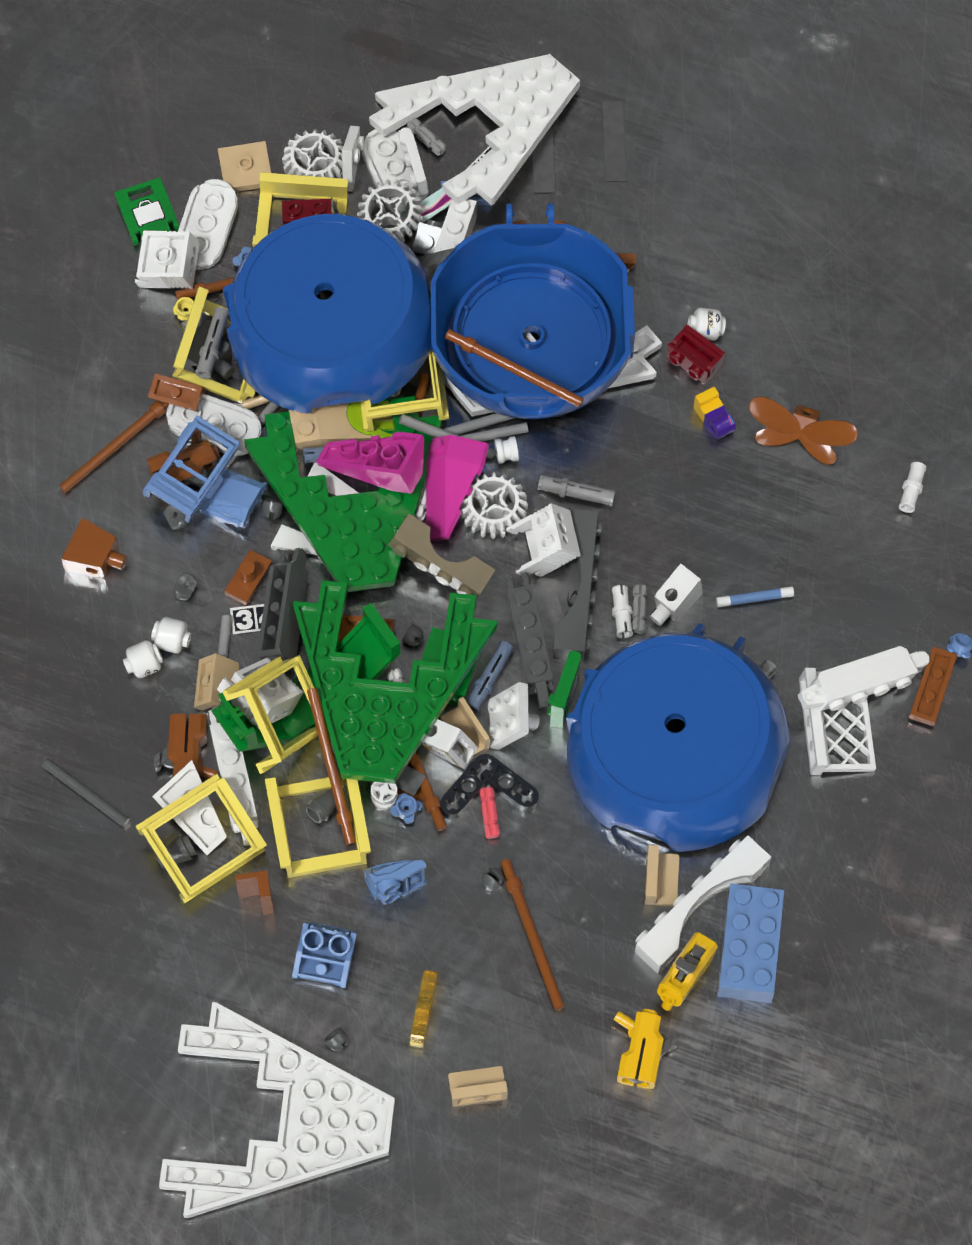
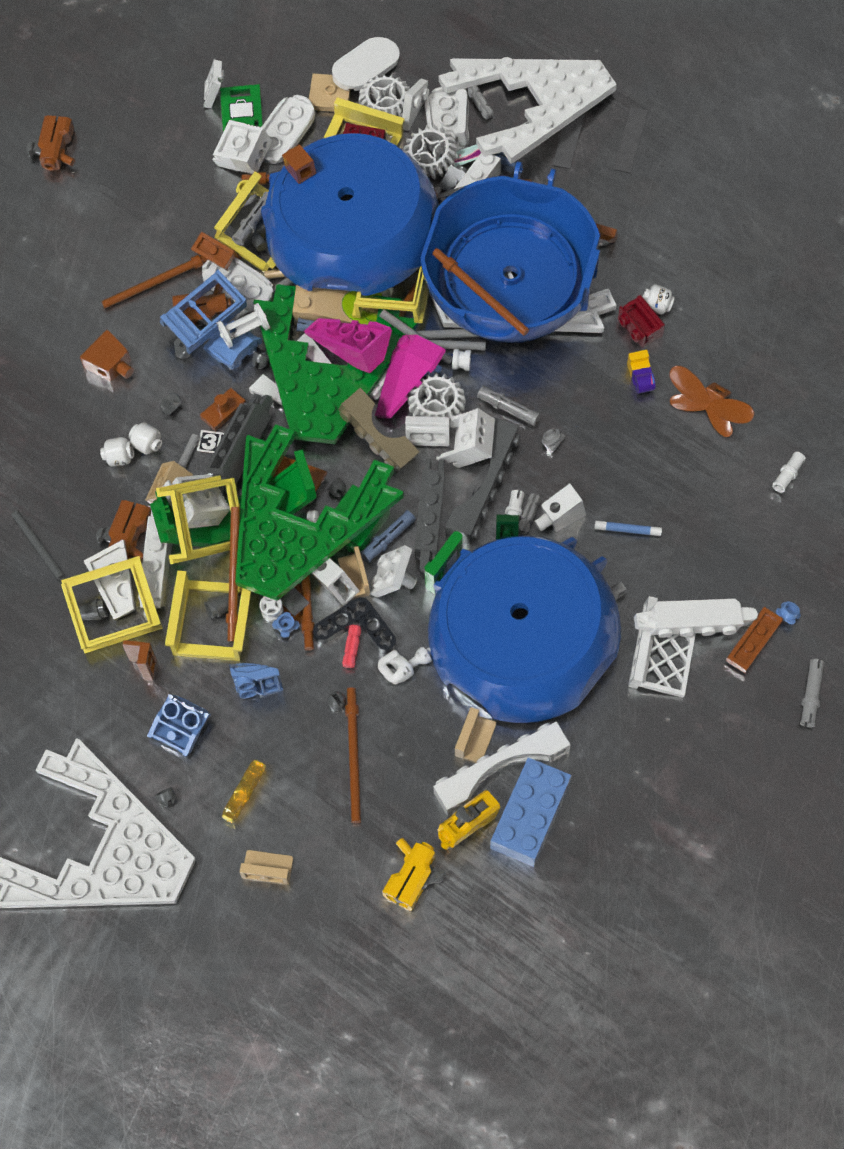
camera: 20 degrees right, 0 degrees up
(105, 190) = (213, 83): none -> white plate
(245, 474) = (243, 325): none -> white hose
(259, 268) = (299, 164): none -> dark orange brick
(277, 121) = (365, 61): none -> white tile
(496, 542) = (427, 430): none -> white plate
(554, 819) = (403, 667): none -> white piece
(624, 631) = (506, 525): none -> dark green plate
(638, 516) = (552, 439): none -> light grey plate

